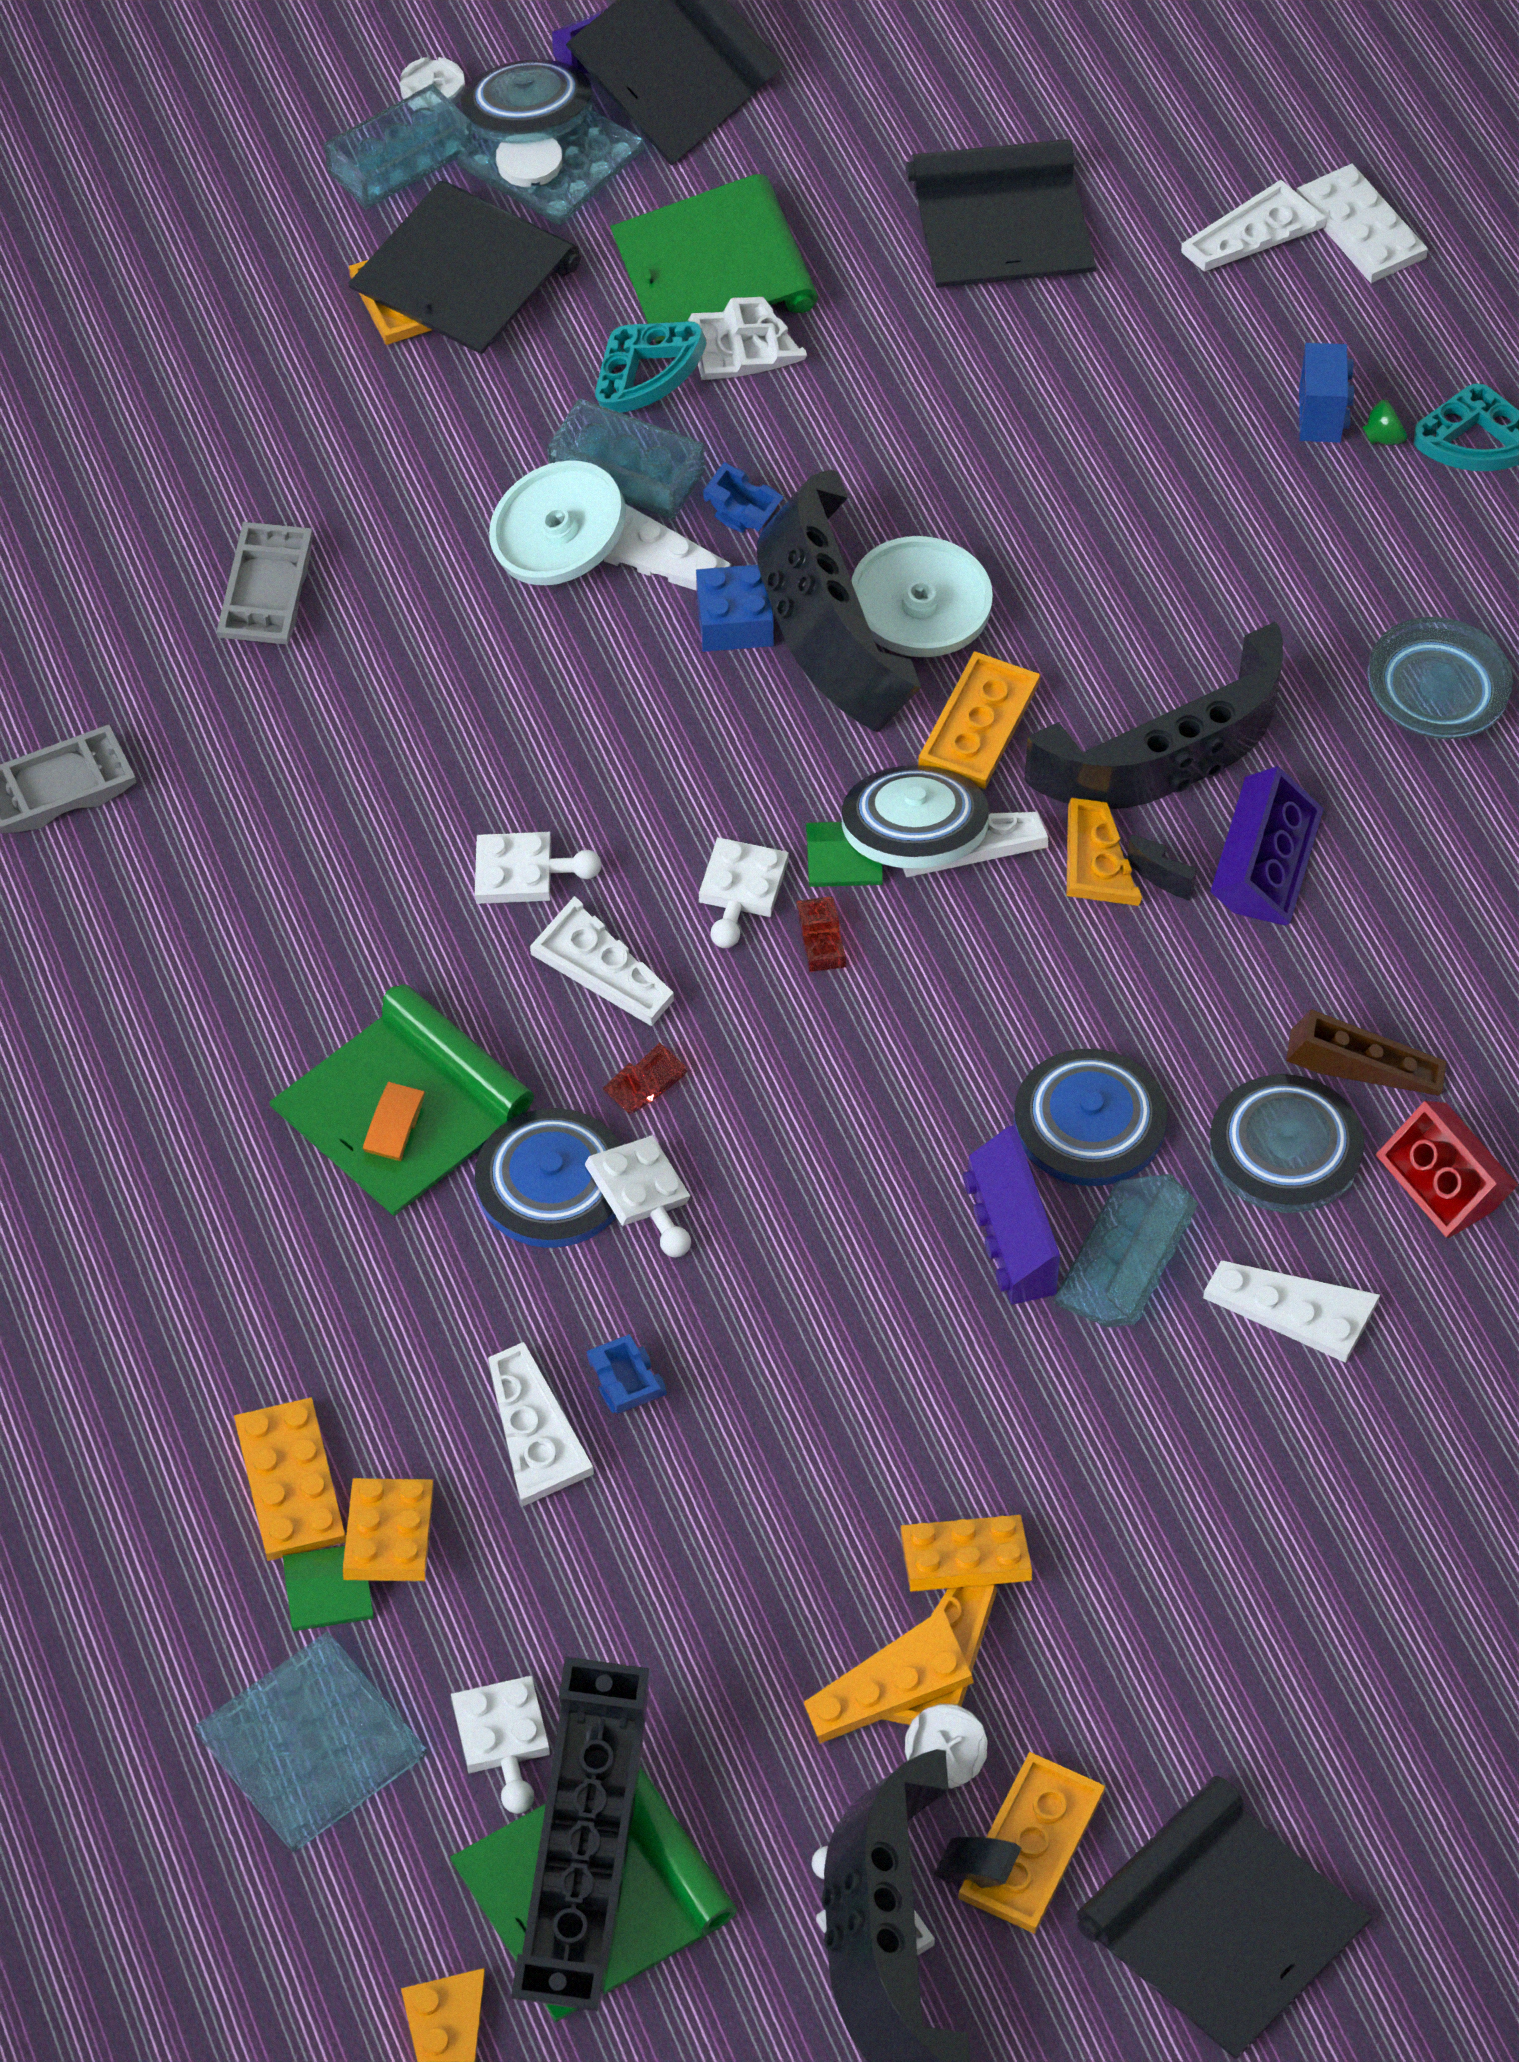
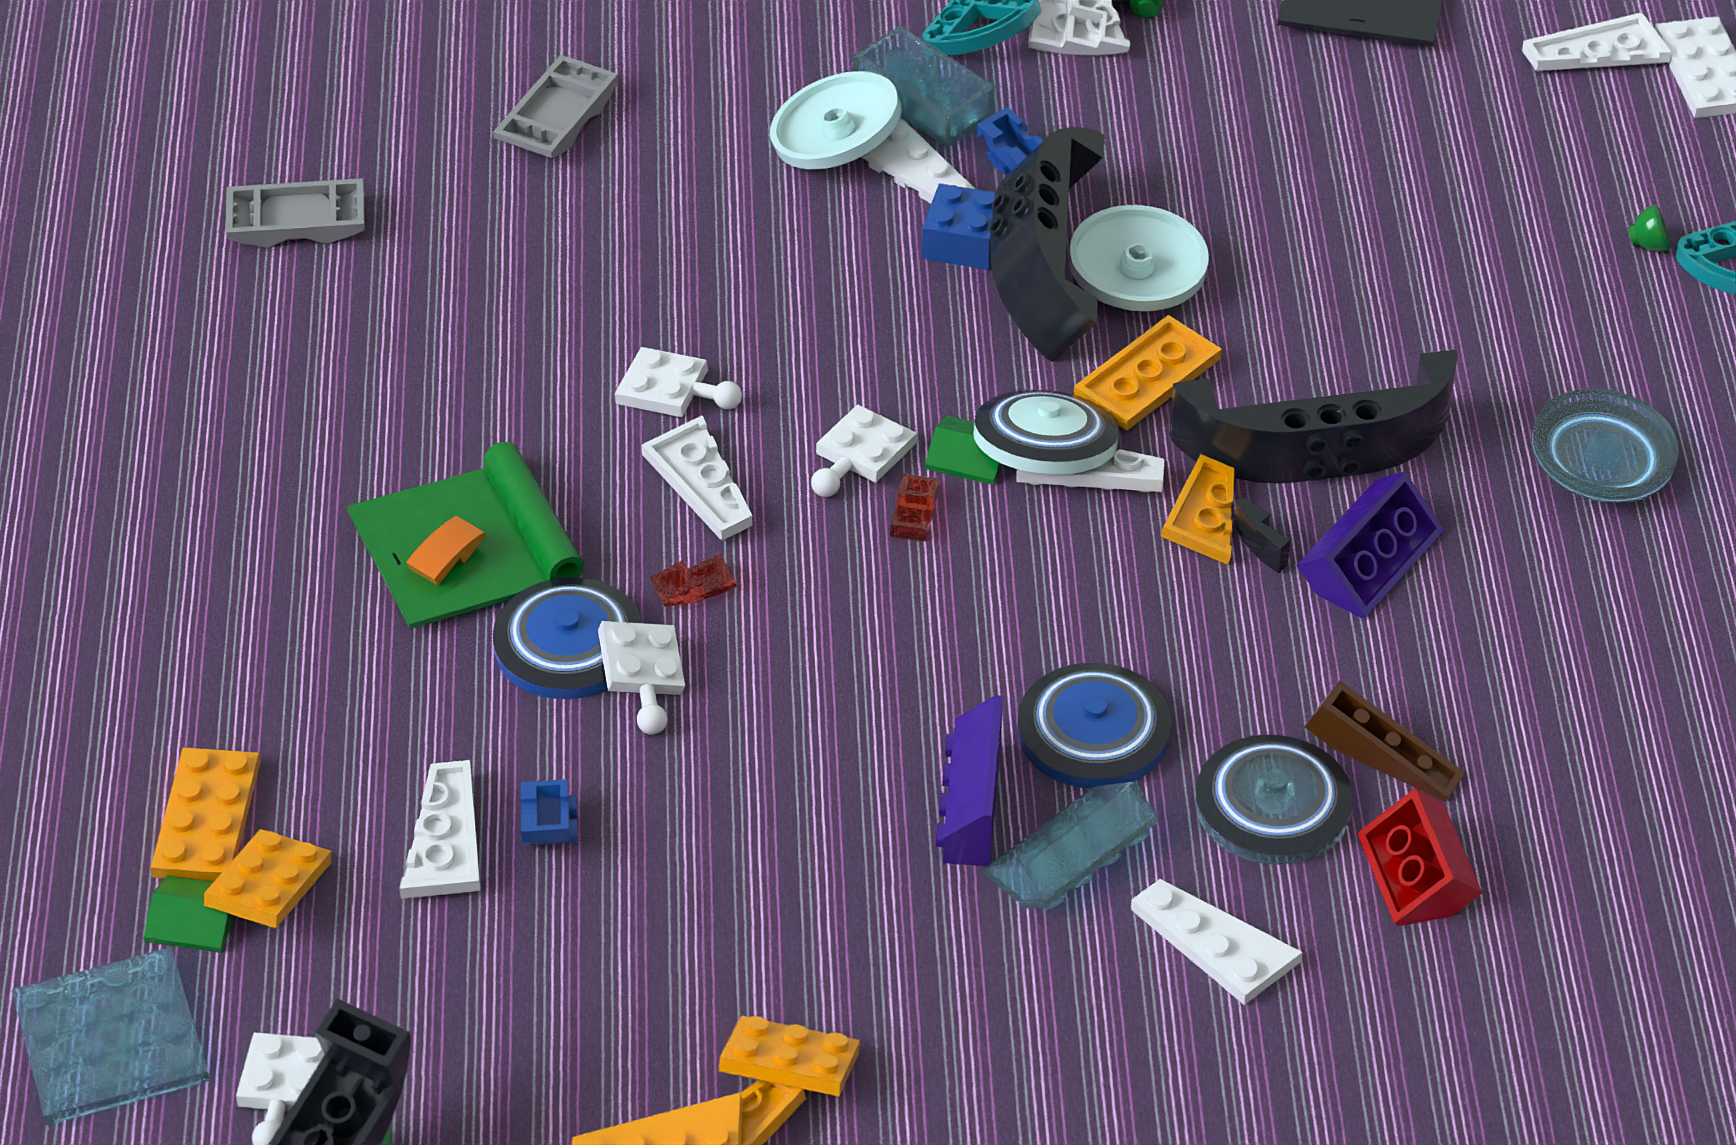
camera: 20 degrees right, 10 degrees down
(1325, 392) = (1600, 186): blue brick -> none

